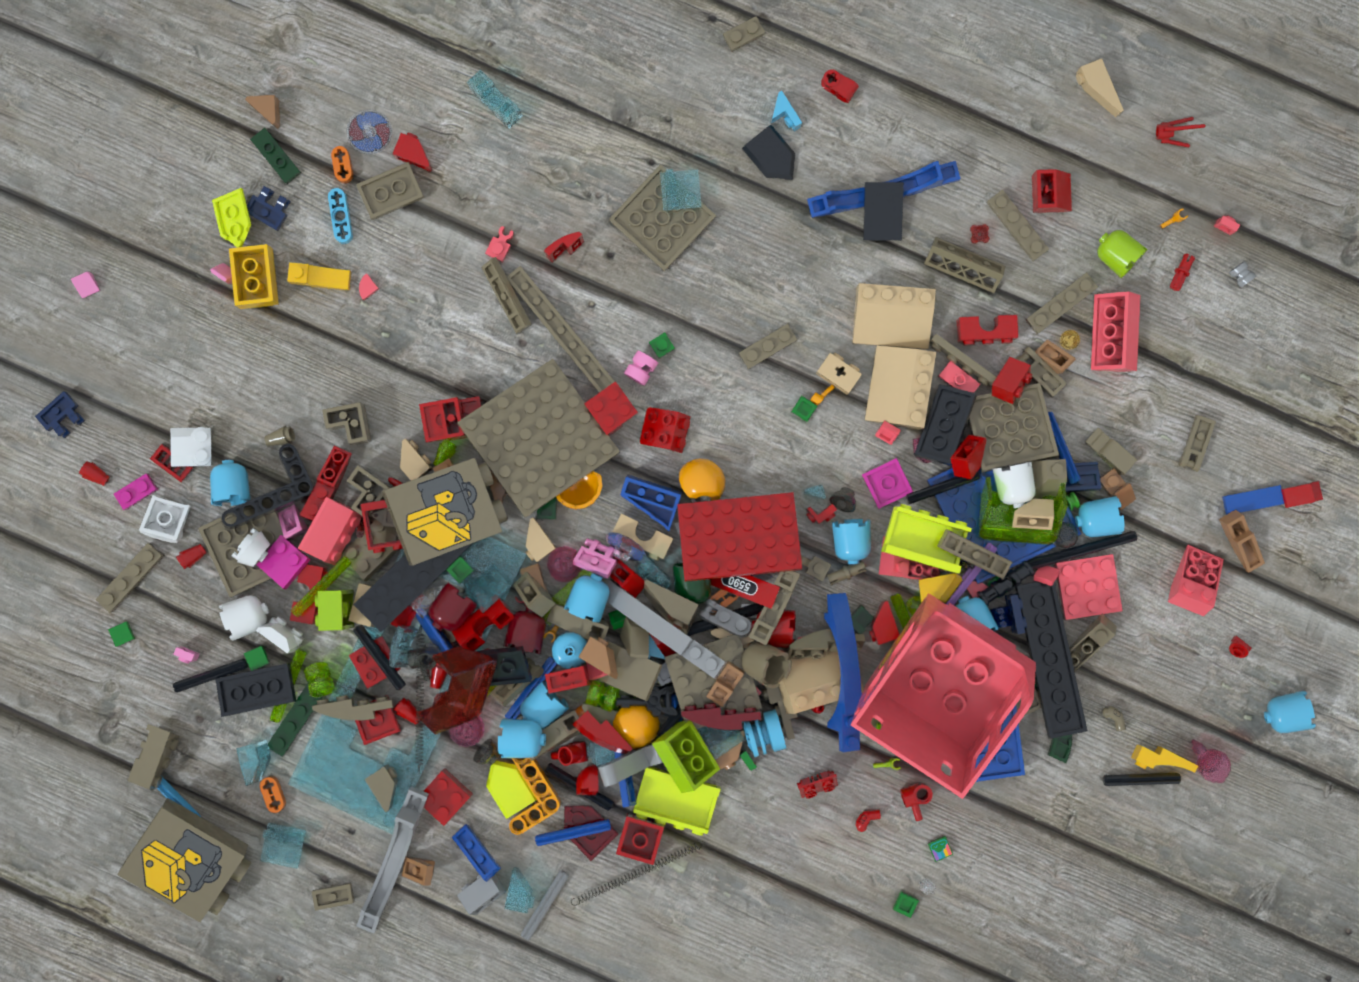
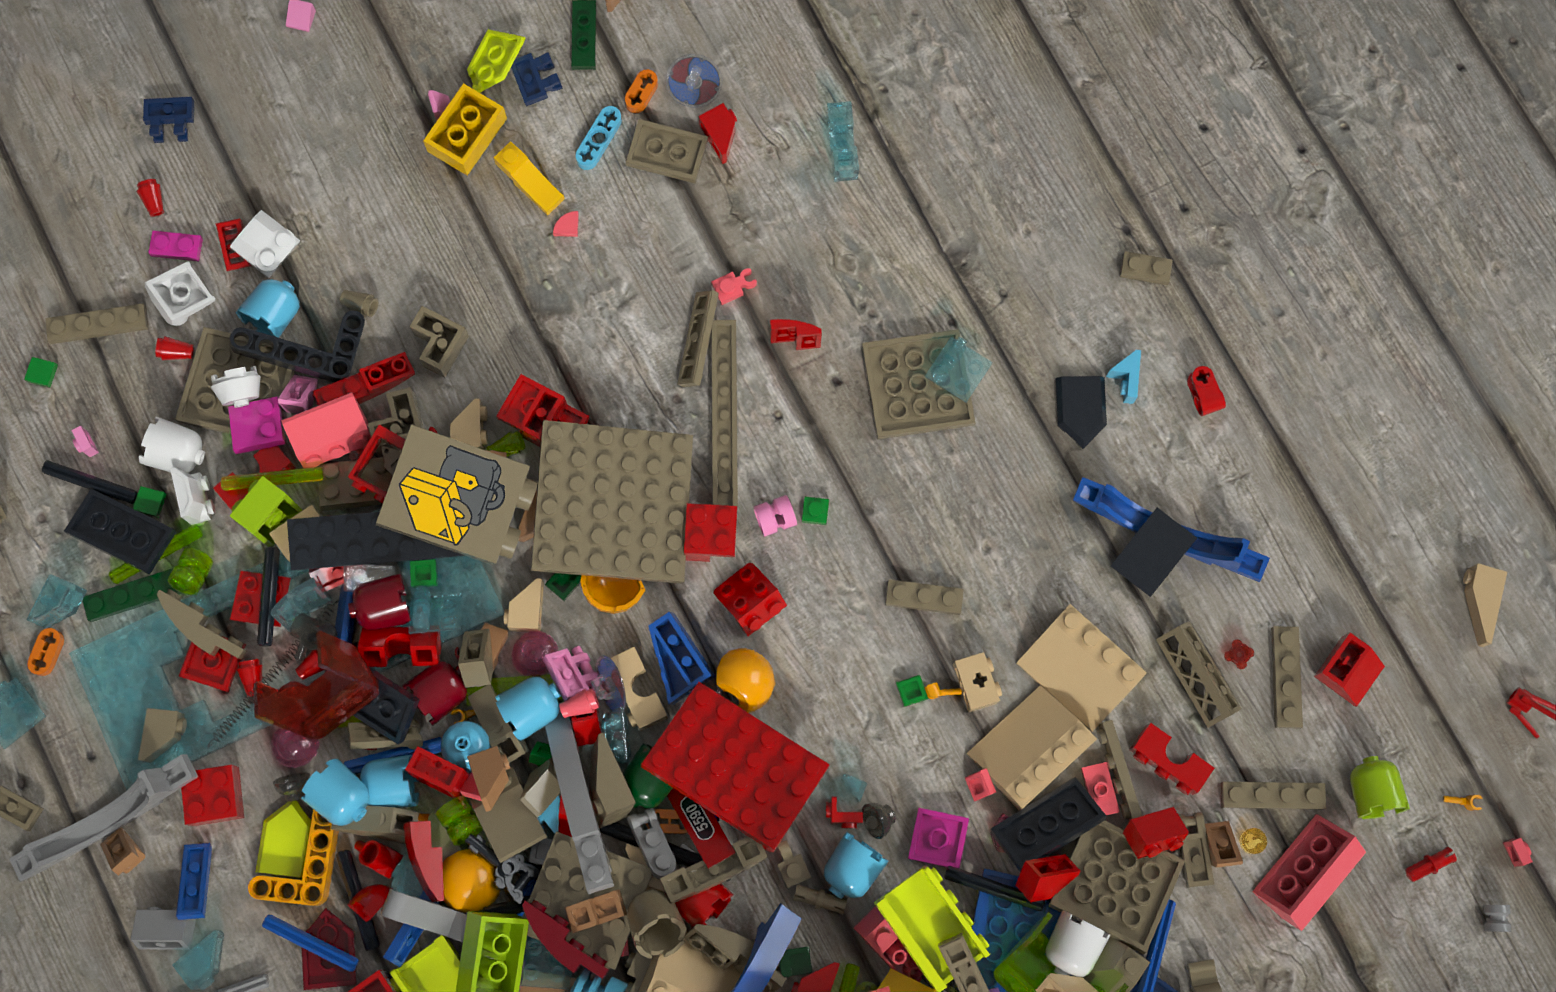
camera: 35 degrees right, 10 degrees down
(617, 573) = (579, 704): none -> coral cone

